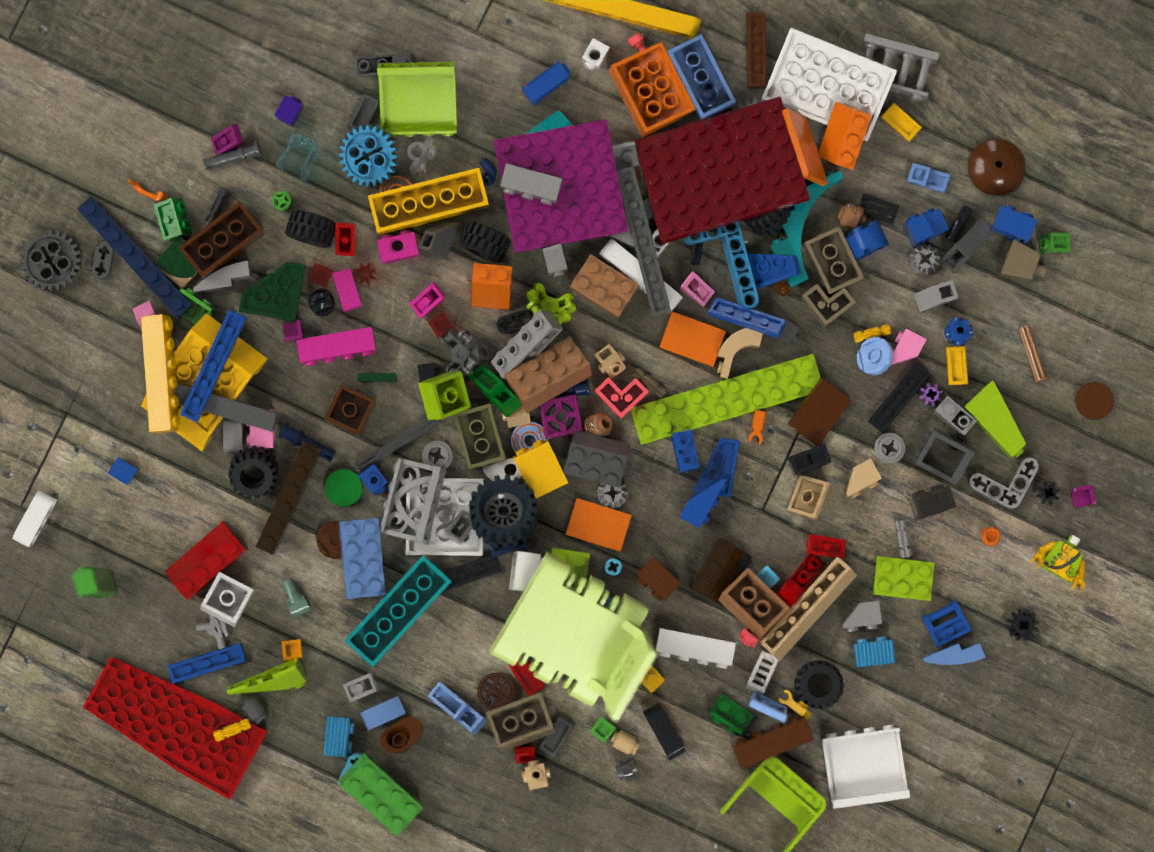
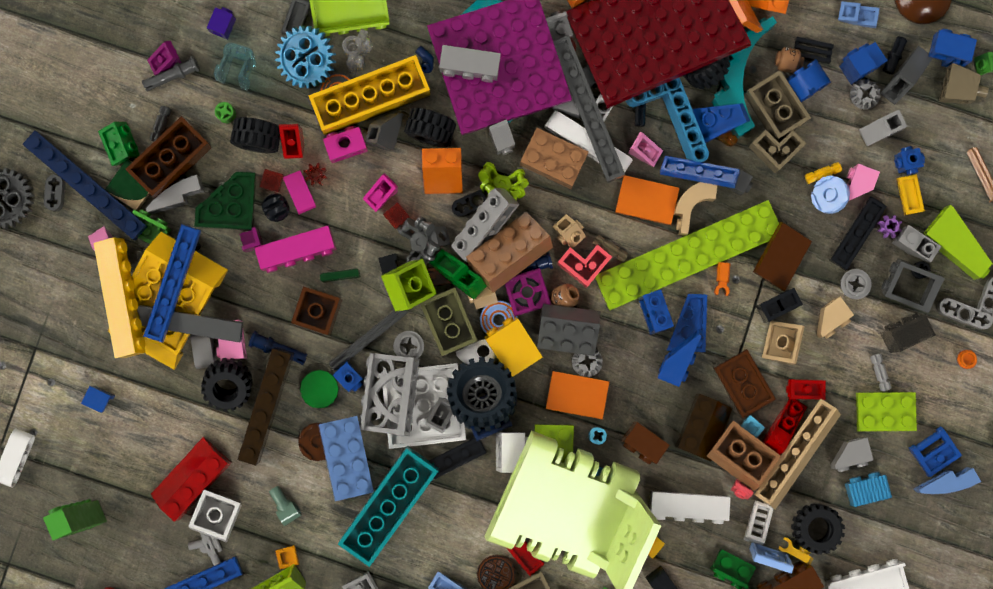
camera: 10 degrees left, 0 degrees up
(159, 197) = (102, 123): orange piece -> none
(766, 533) = (744, 383): none -> reddish brown tile

